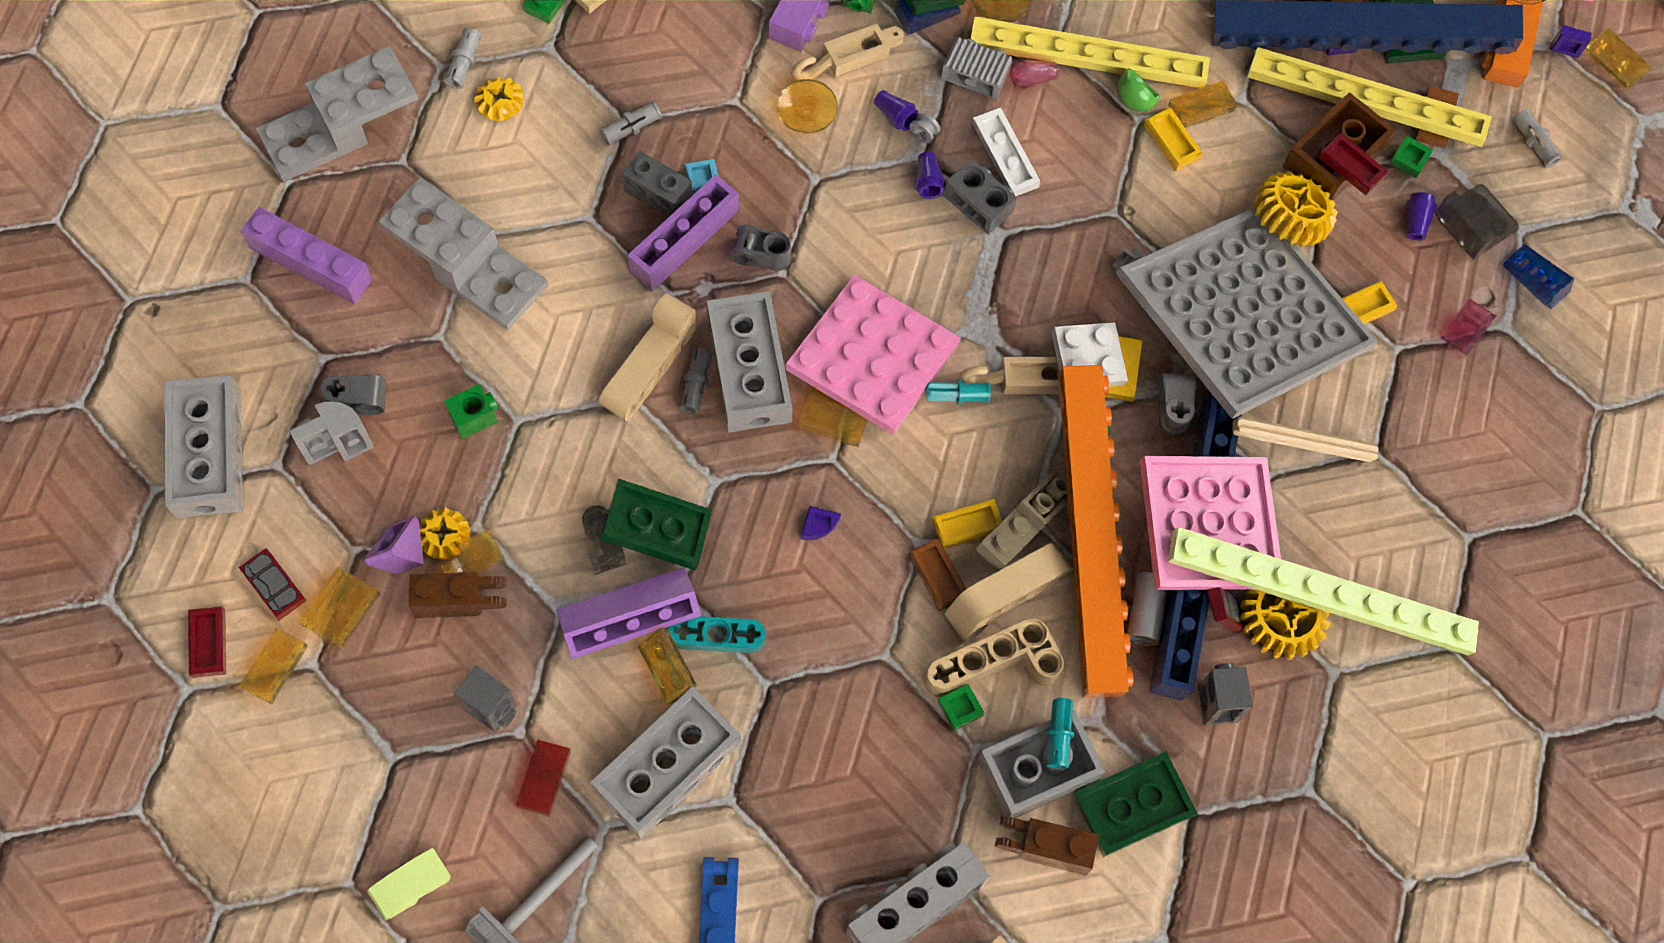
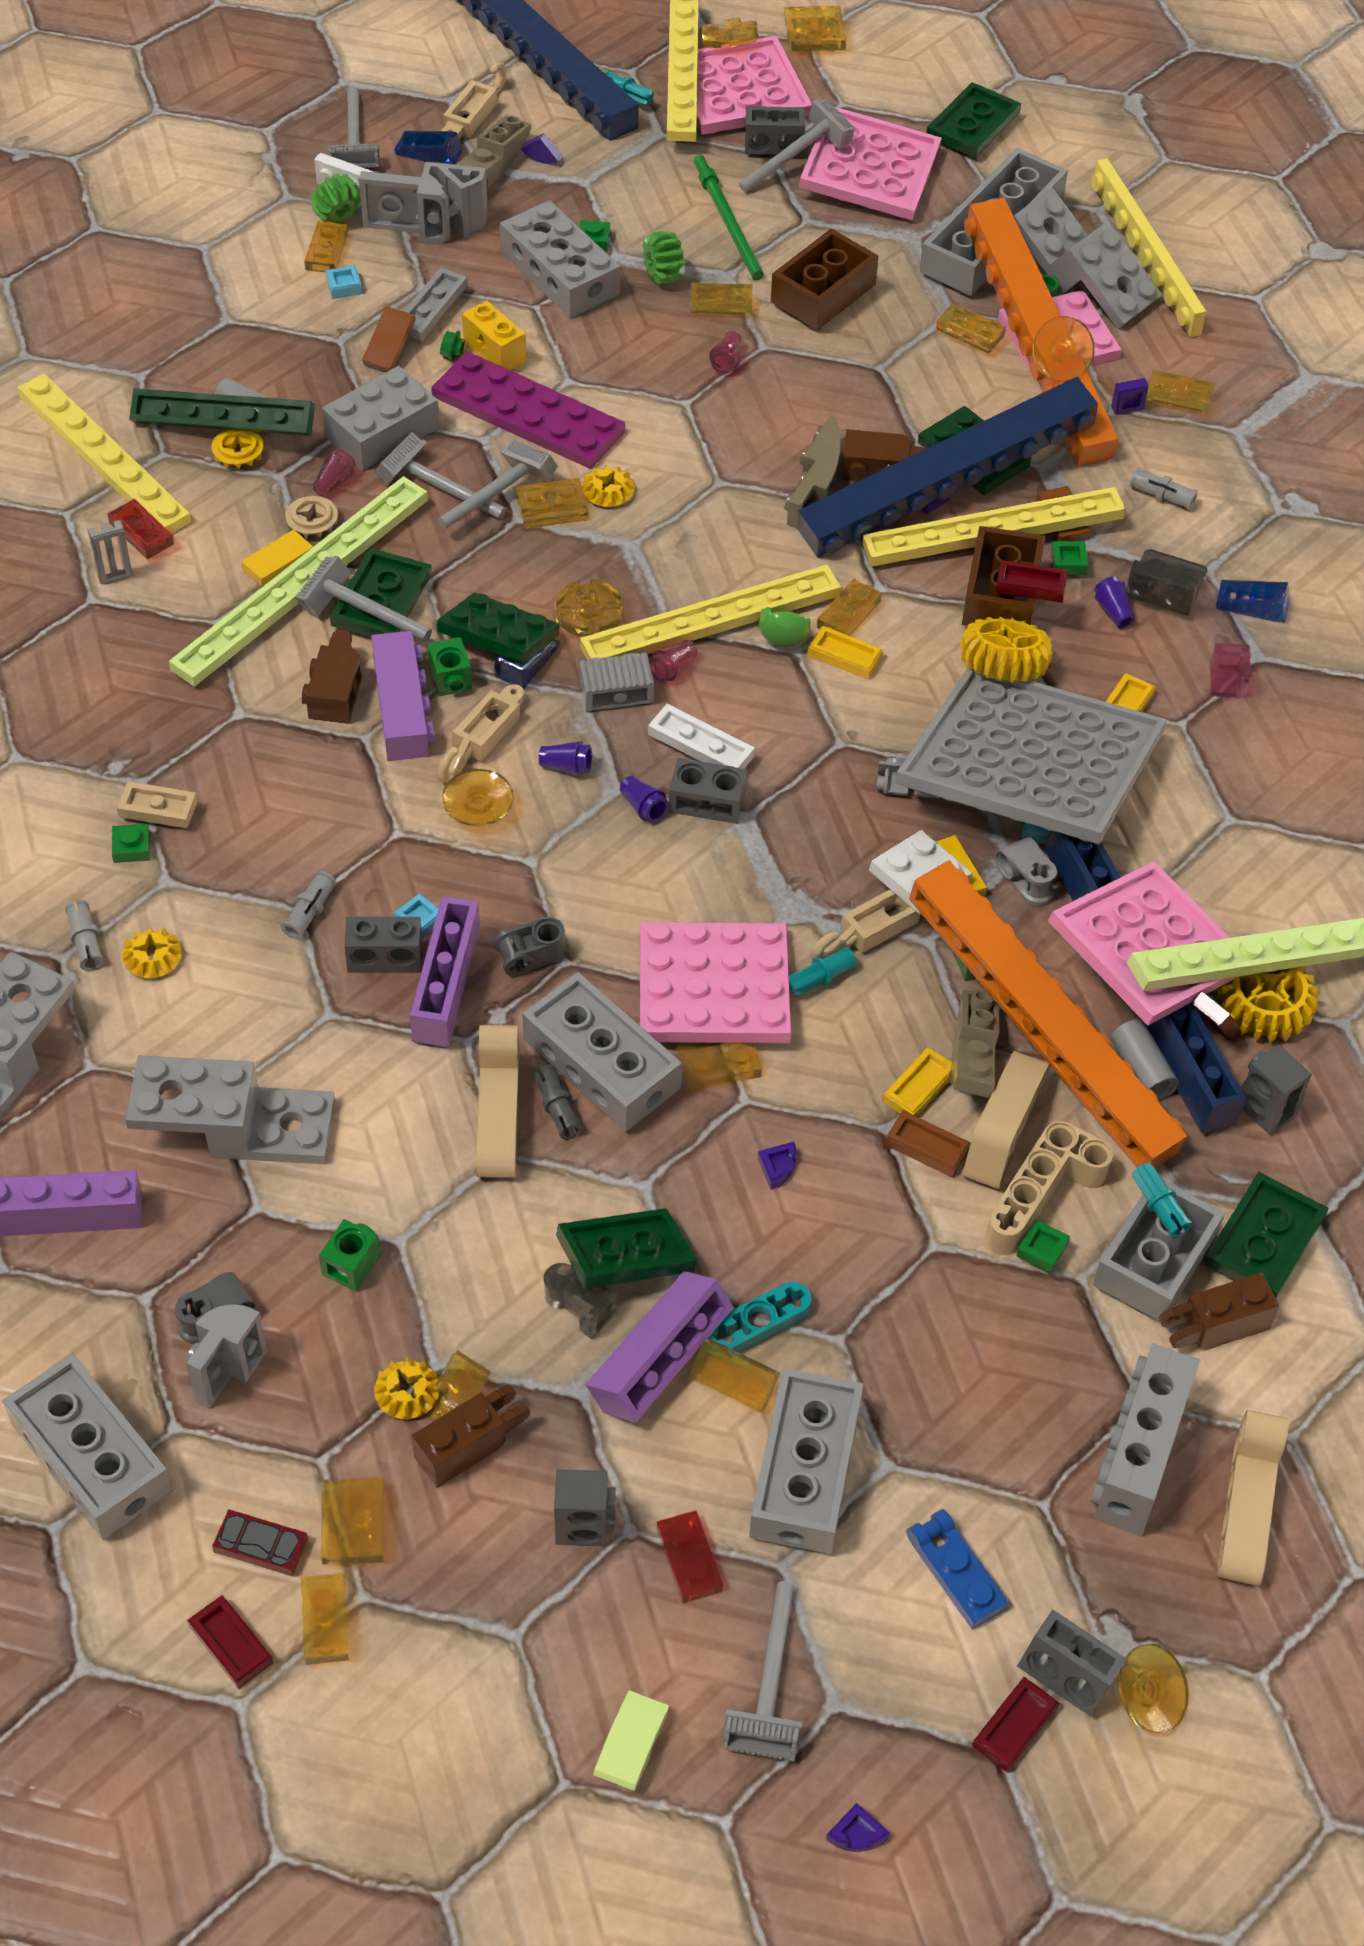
camera: 30 degrees left, 15 degrees down
(398, 547) = (374, 1423): medium lavender slope -> none
(924, 127) = (607, 758): light grey bush -> none
(1304, 439) = (1168, 835): tan axle -> none

